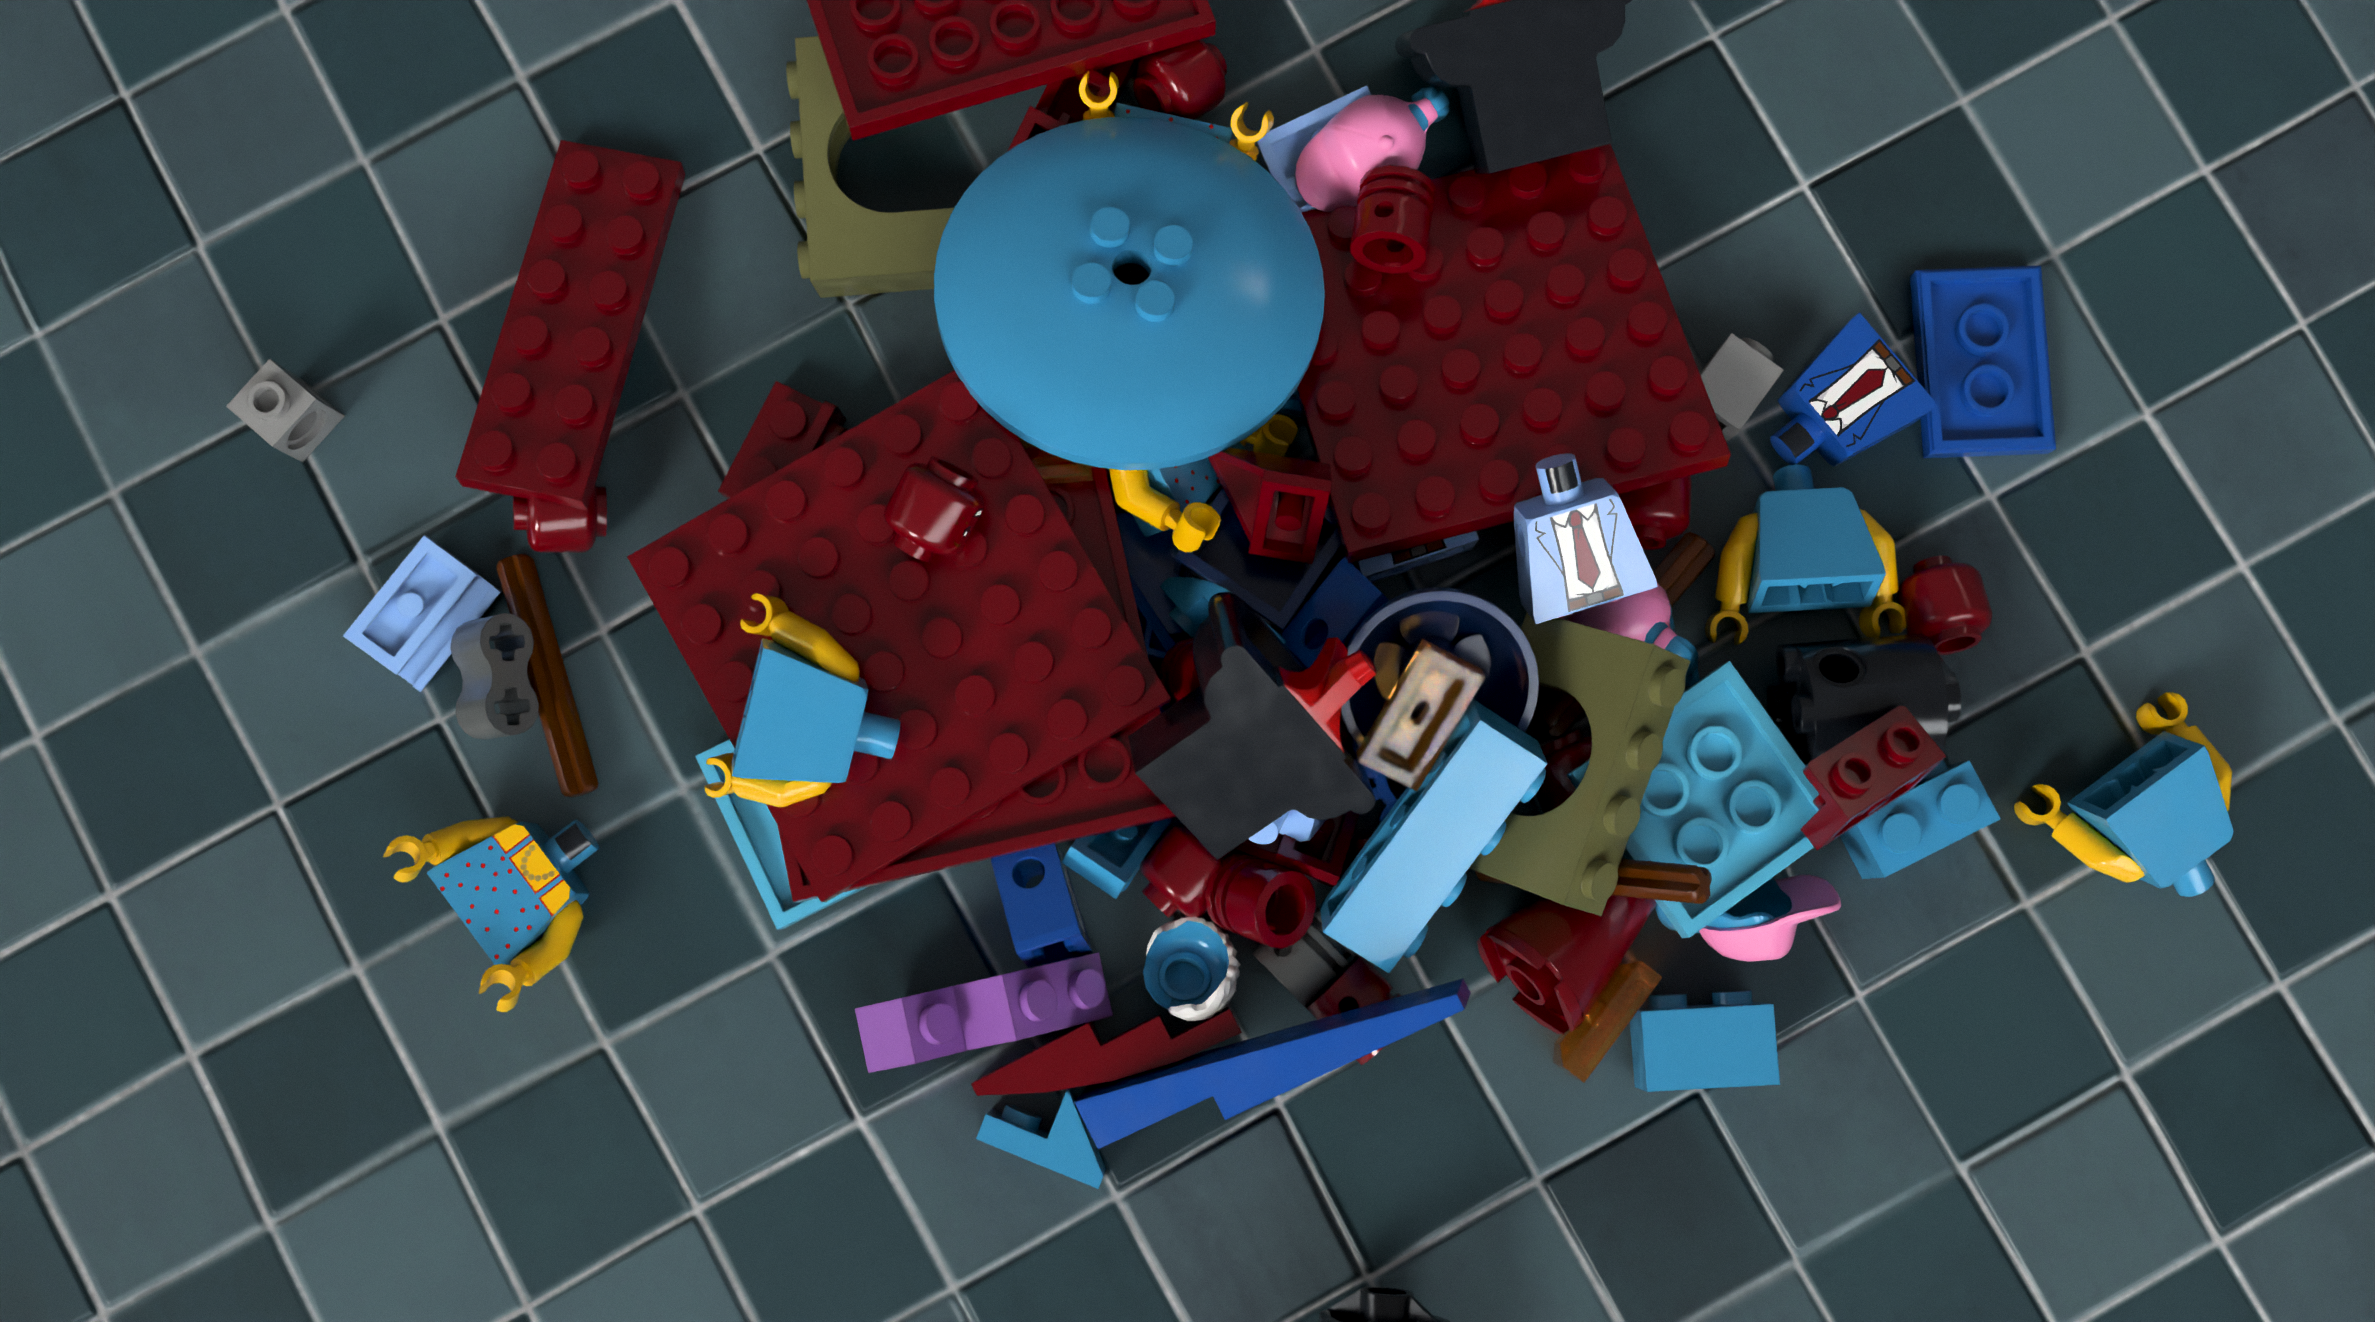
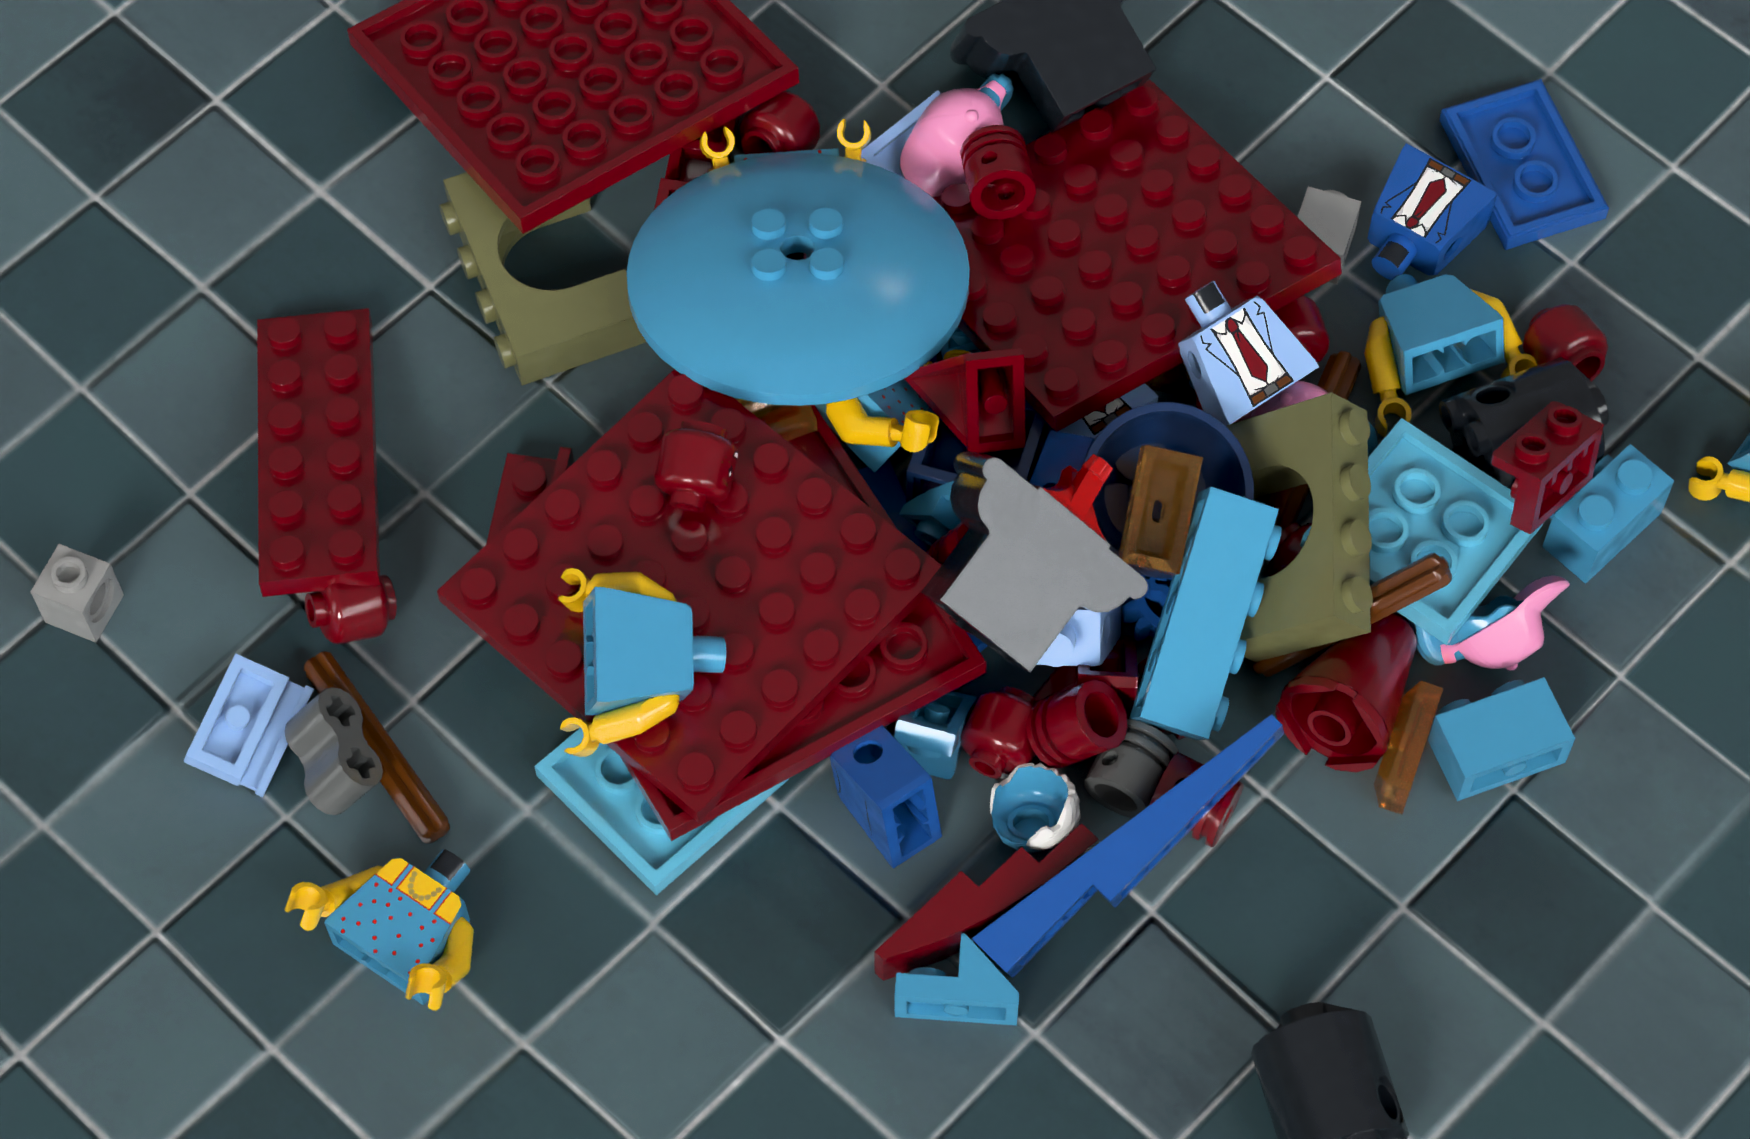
camera: 20 degrees left, 20 degrees down
(983, 1013) = (881, 881): medium lavender arch -> none

